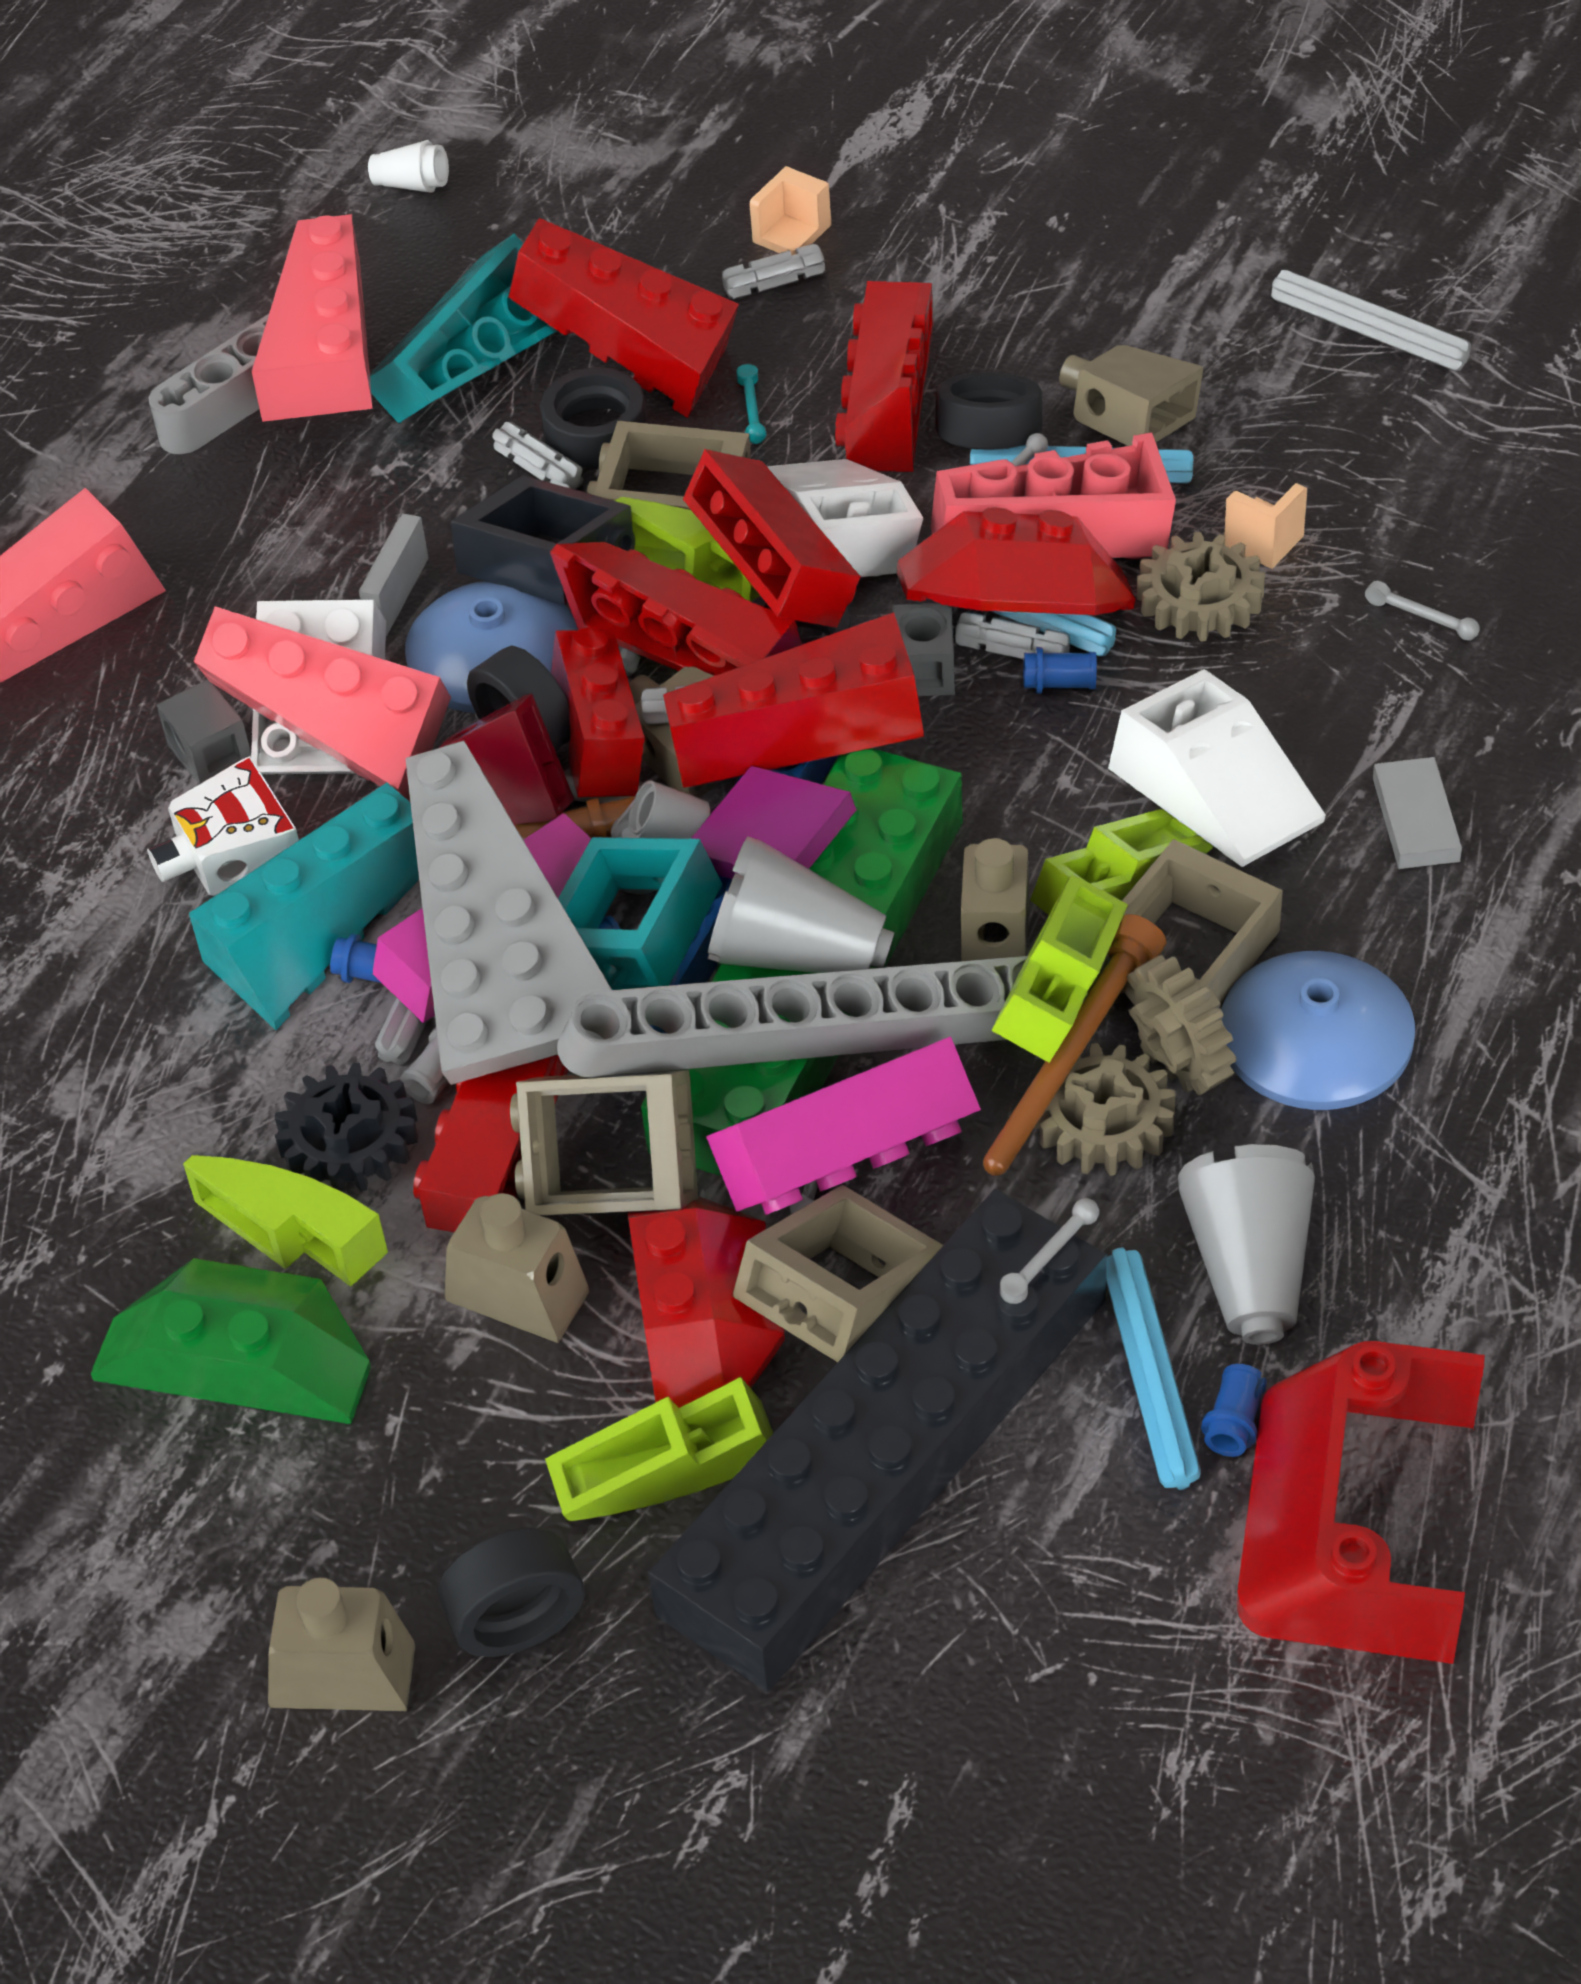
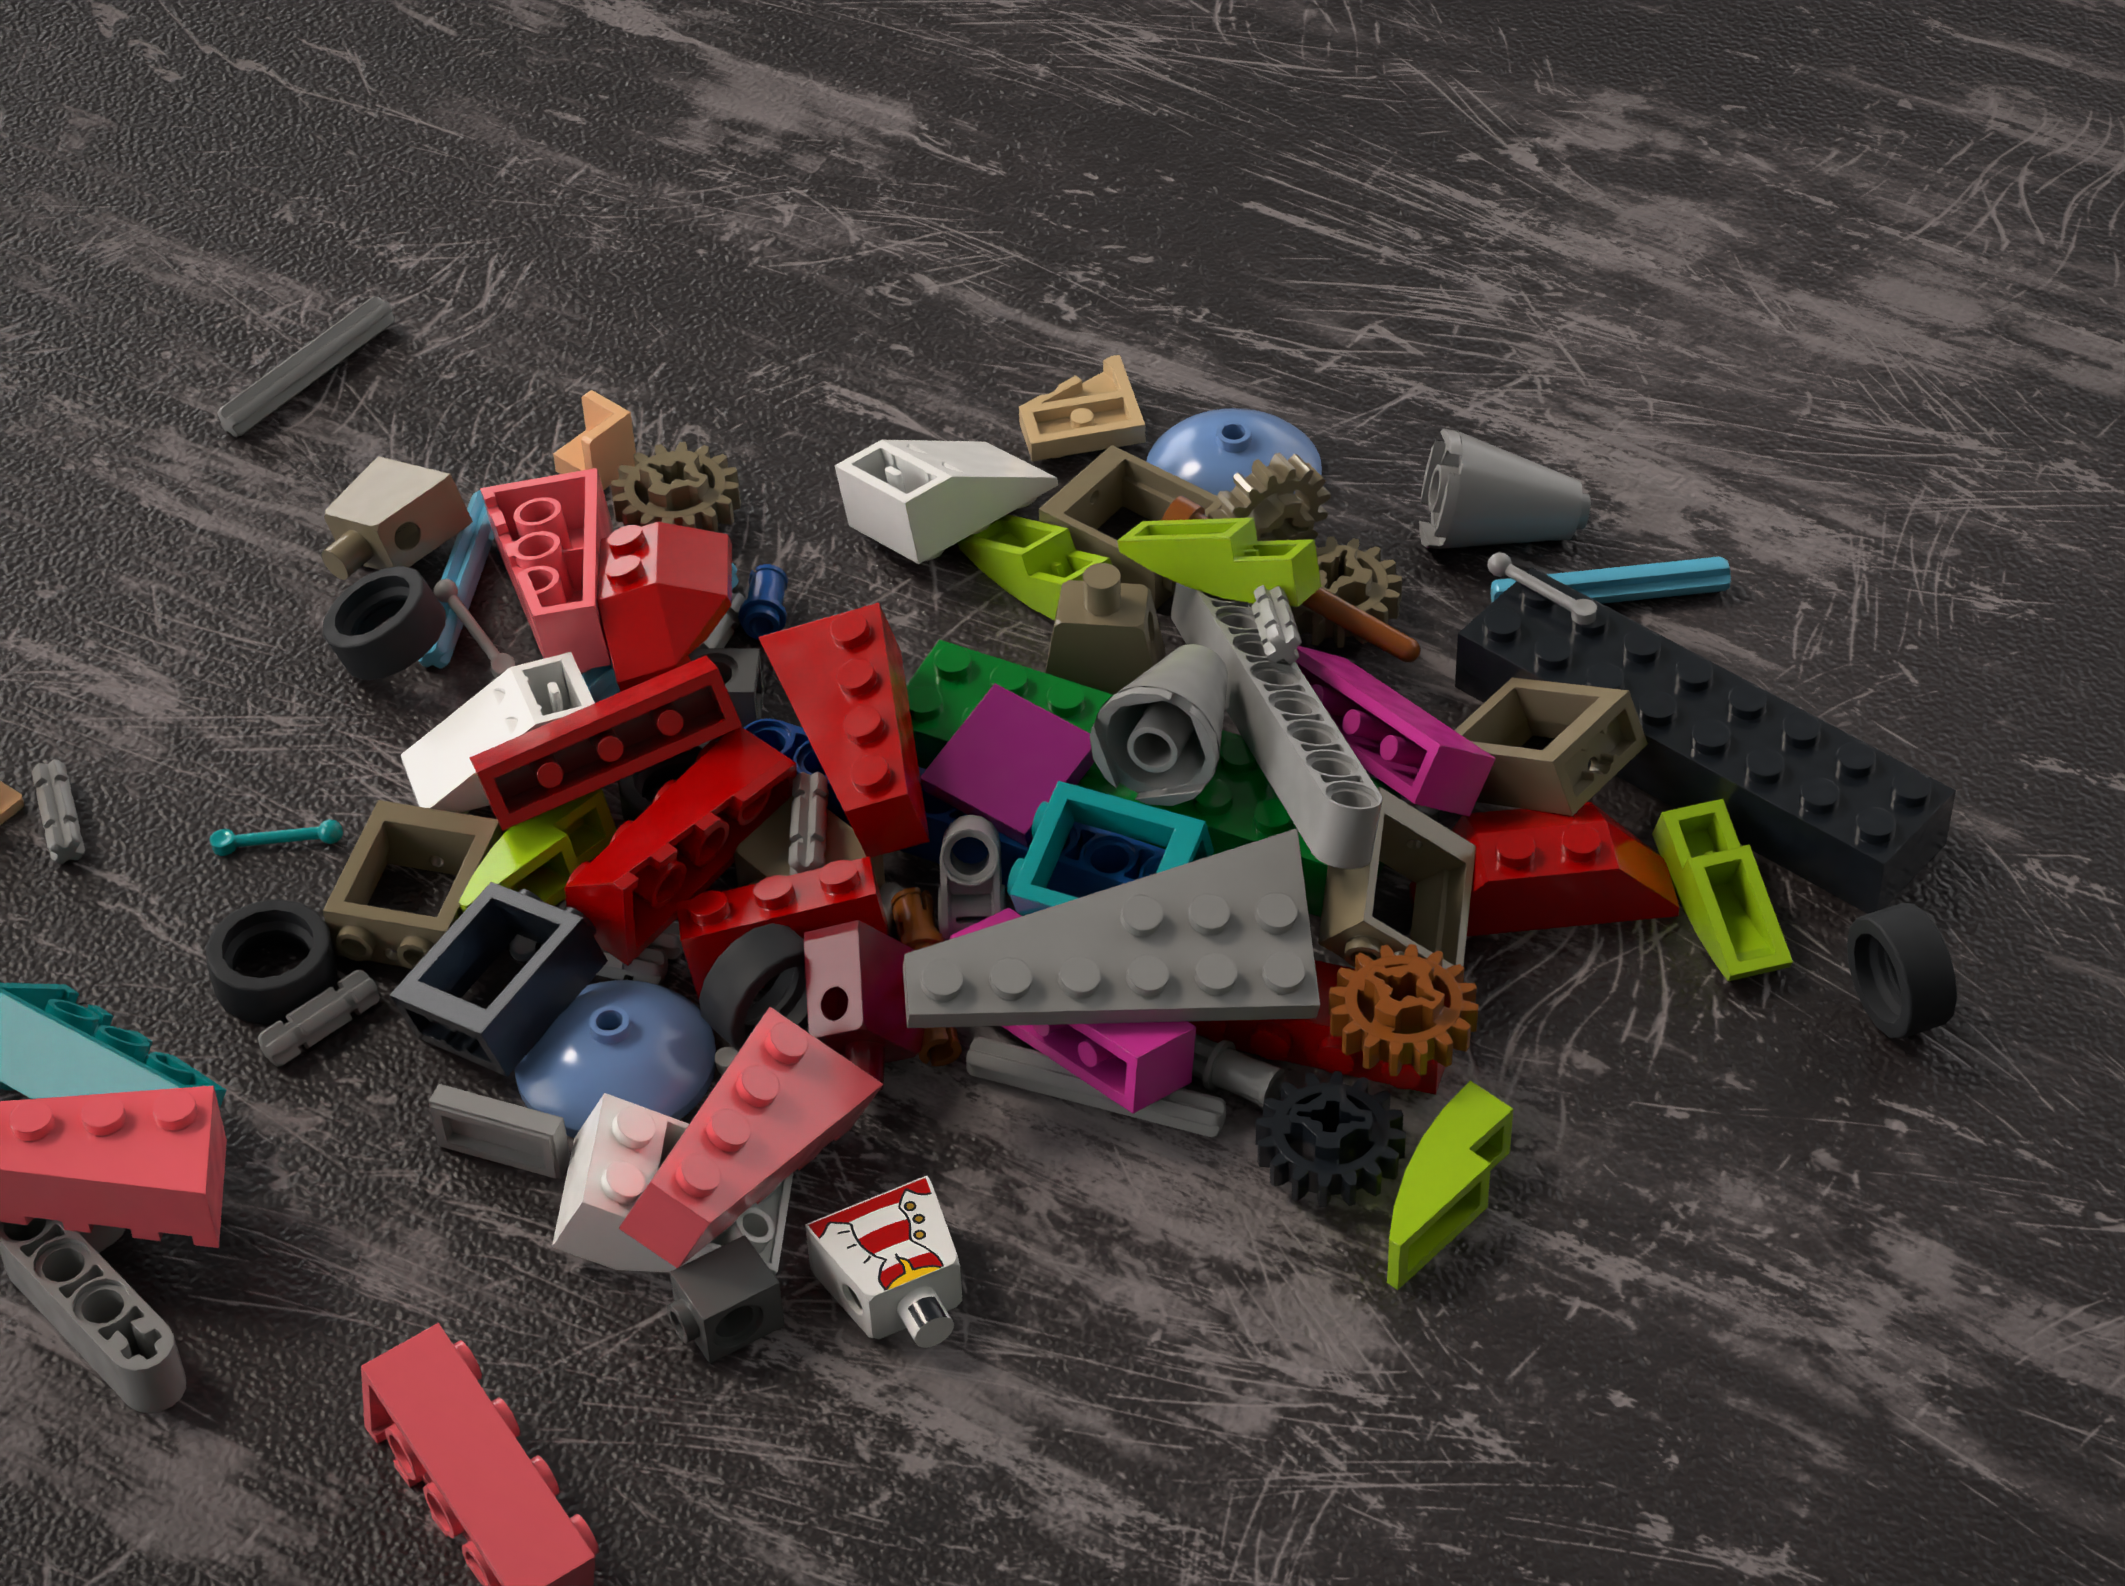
camera: 90 degrees left, 5 degrees down
(239, 1342) = (1590, 1233): green wedge -> none
(280, 922) = (1027, 1206): teal wedge -> none
(338, 1650) = (1964, 1078): dark tan torso -> none
(353, 959) = (1091, 1146): blue pin -> none
(438, 1140) = (1408, 1009): none -> dark orange gear
(515, 1268) = (1538, 967): dark tan torso -> none
(625, 311) = (141, 900): red wedge -> none
(887, 376) = (294, 699): red wedge -> none
(938, 999) = (1276, 624): none -> light grey axle
(1230, 1425) = (1658, 535): blue pin -> none
(1330, 1579) = (1751, 483): red windscreen -> none
(1375, 889) = (1083, 415): none -> tan wing
(1379, 594) = (700, 390): light grey hinge -> none
(1416, 813) = (985, 387): light grey tile -> none

